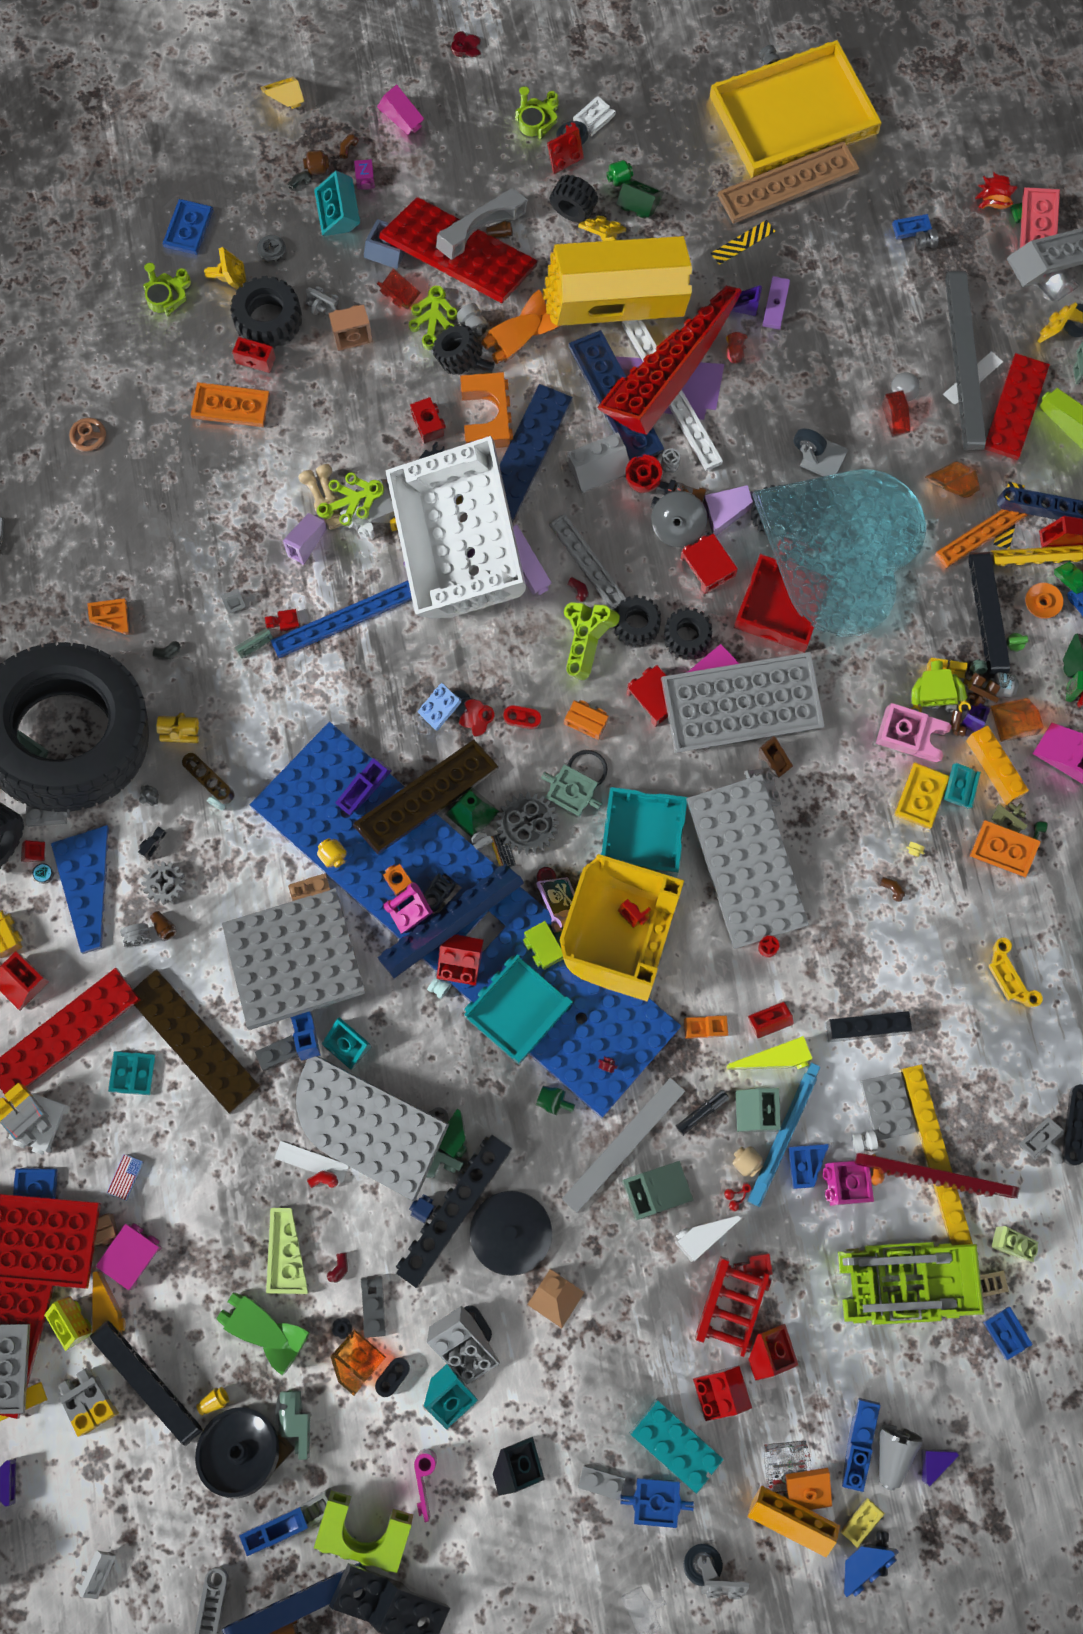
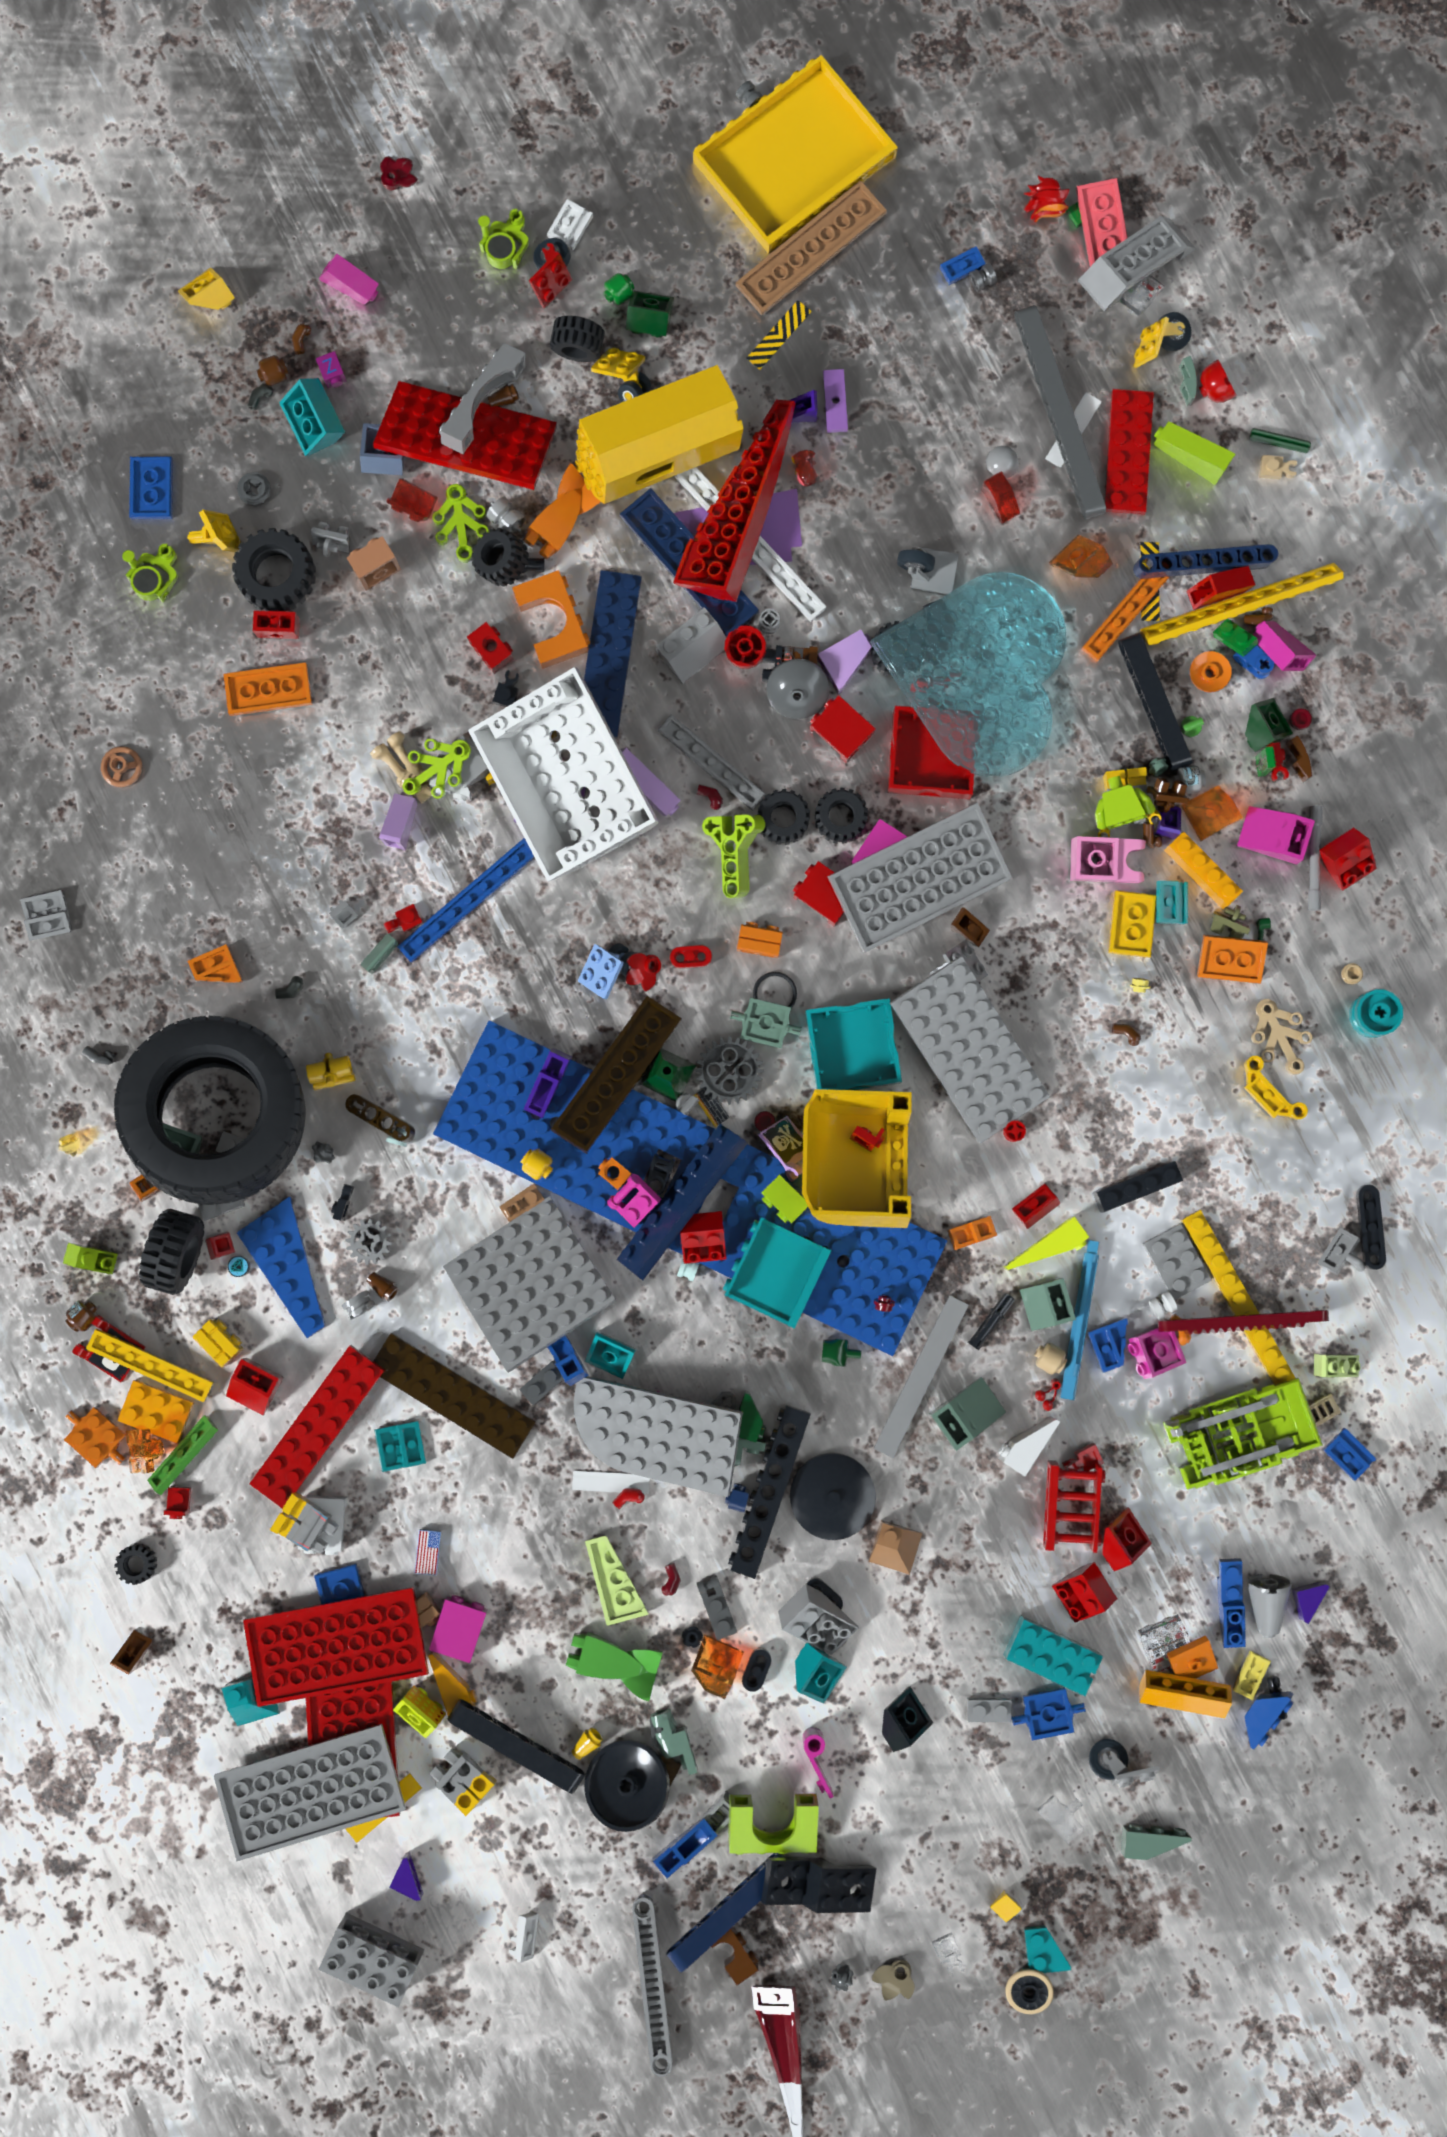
camera: 15 degrees left, 10 degrees up
(1032, 927) = (1279, 1034): none -> tan plant

